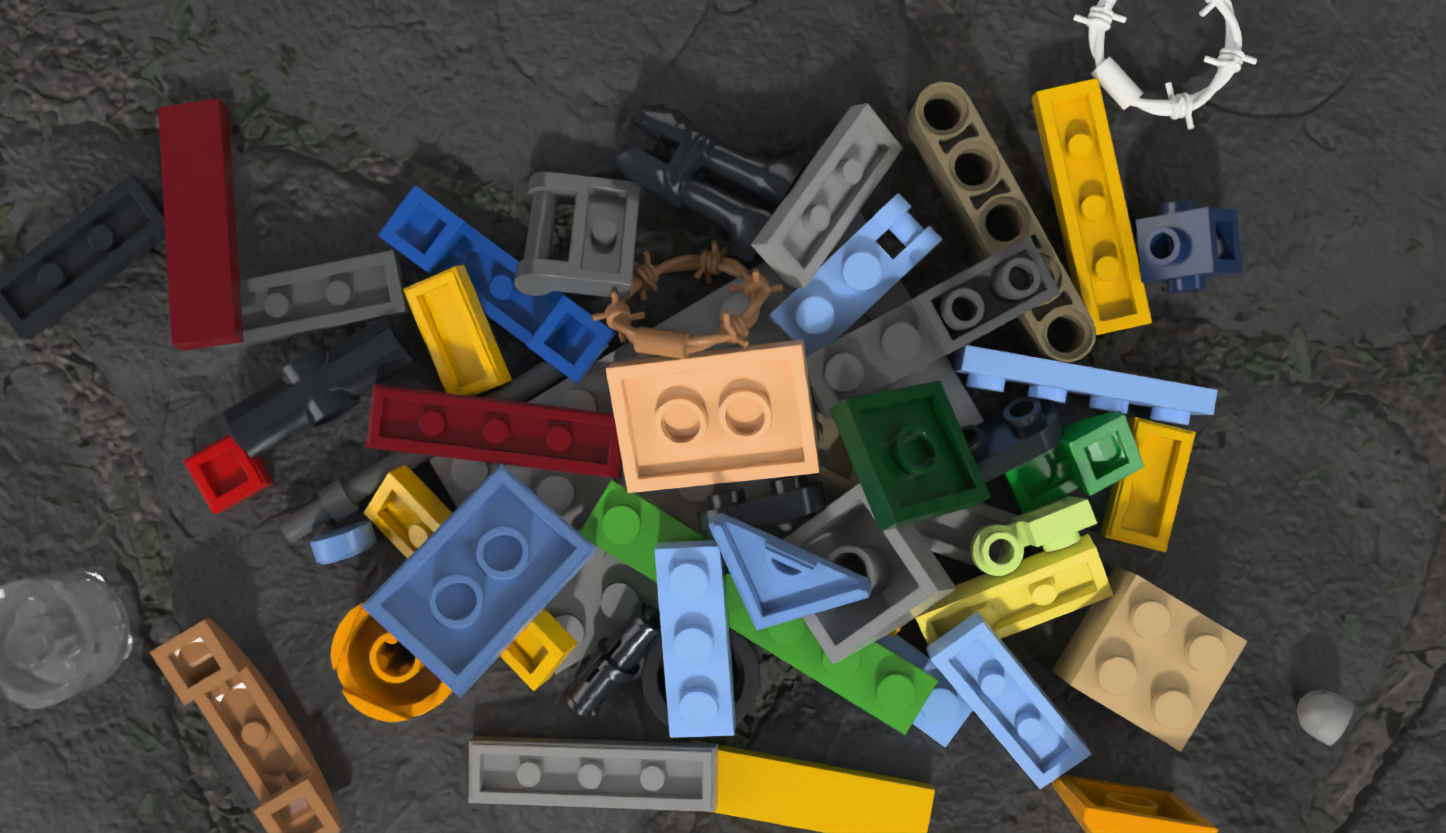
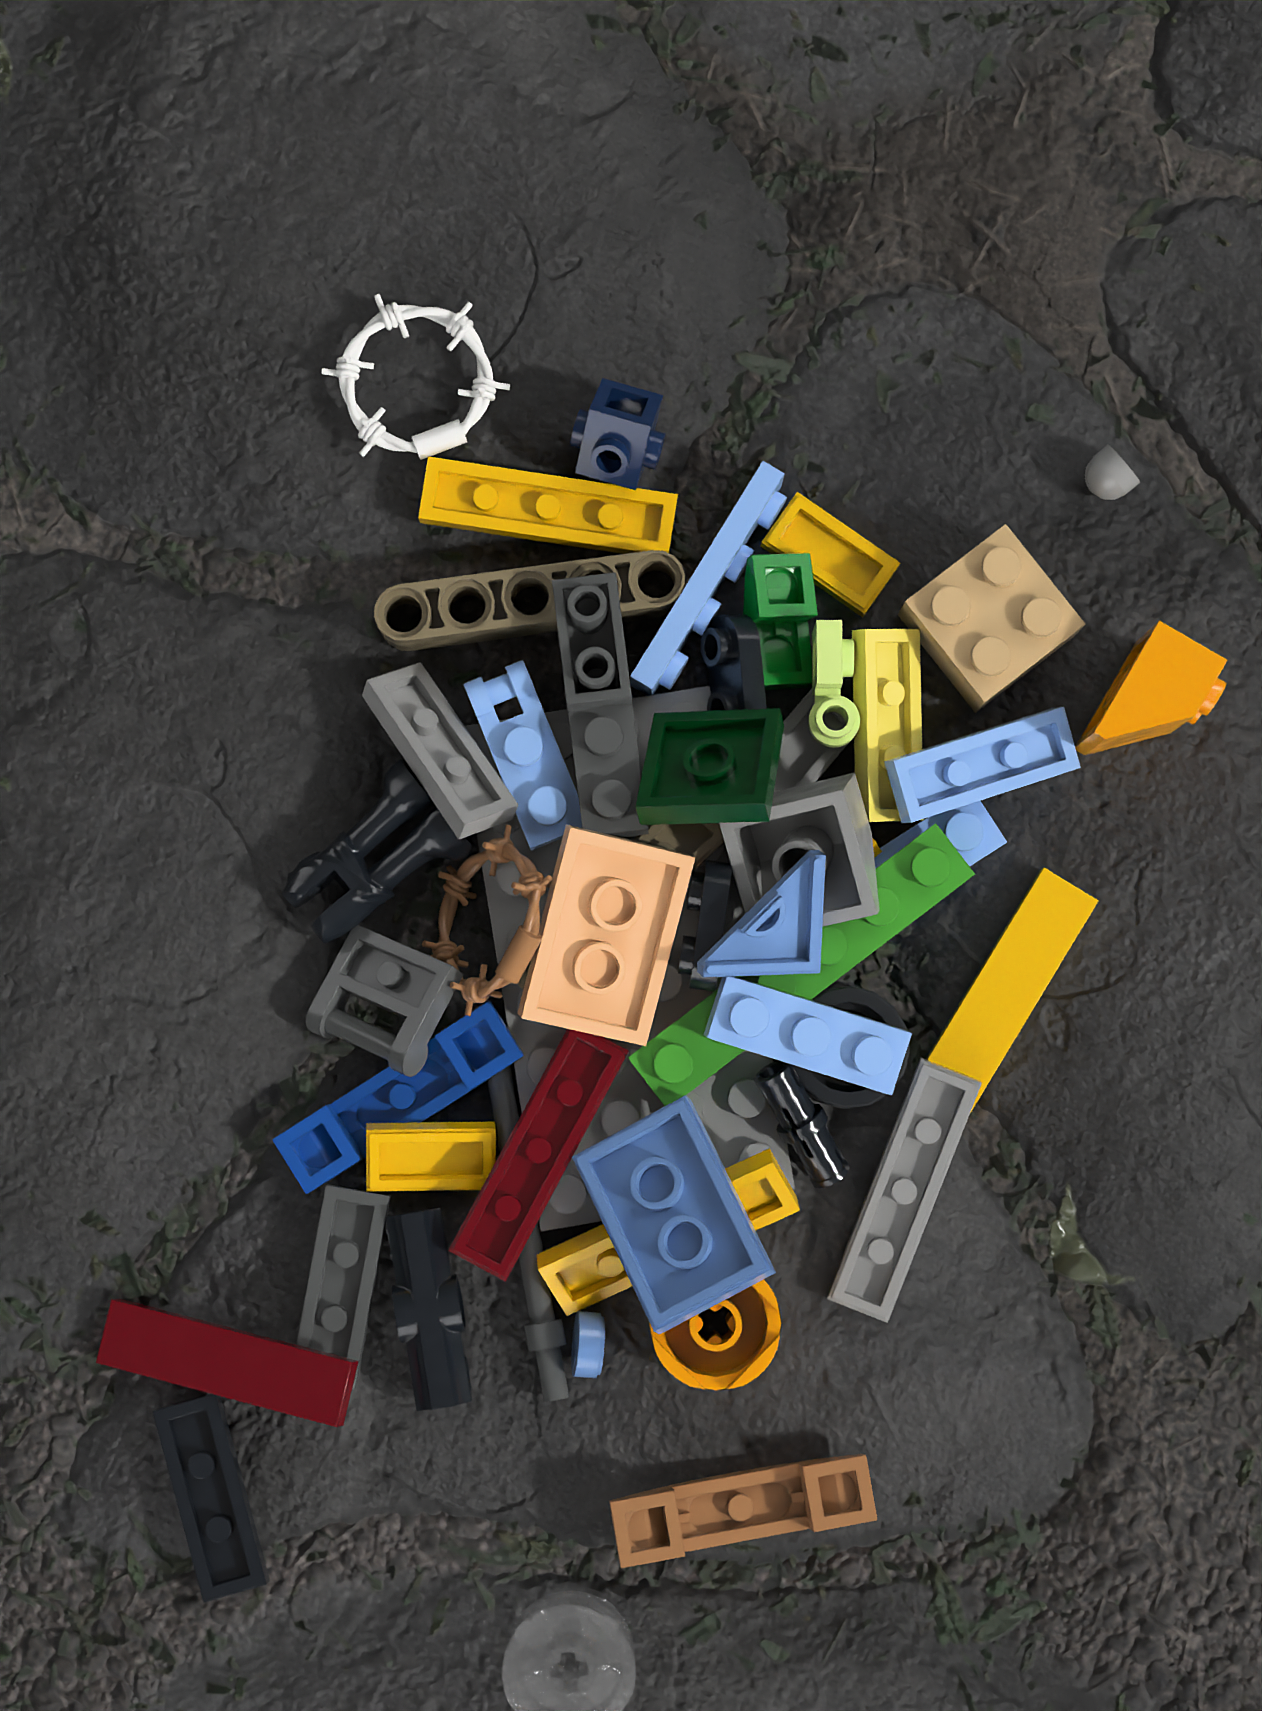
camera: 75 degrees left, 5 degrees down
(227, 474) = (475, 1435): red tile -> none

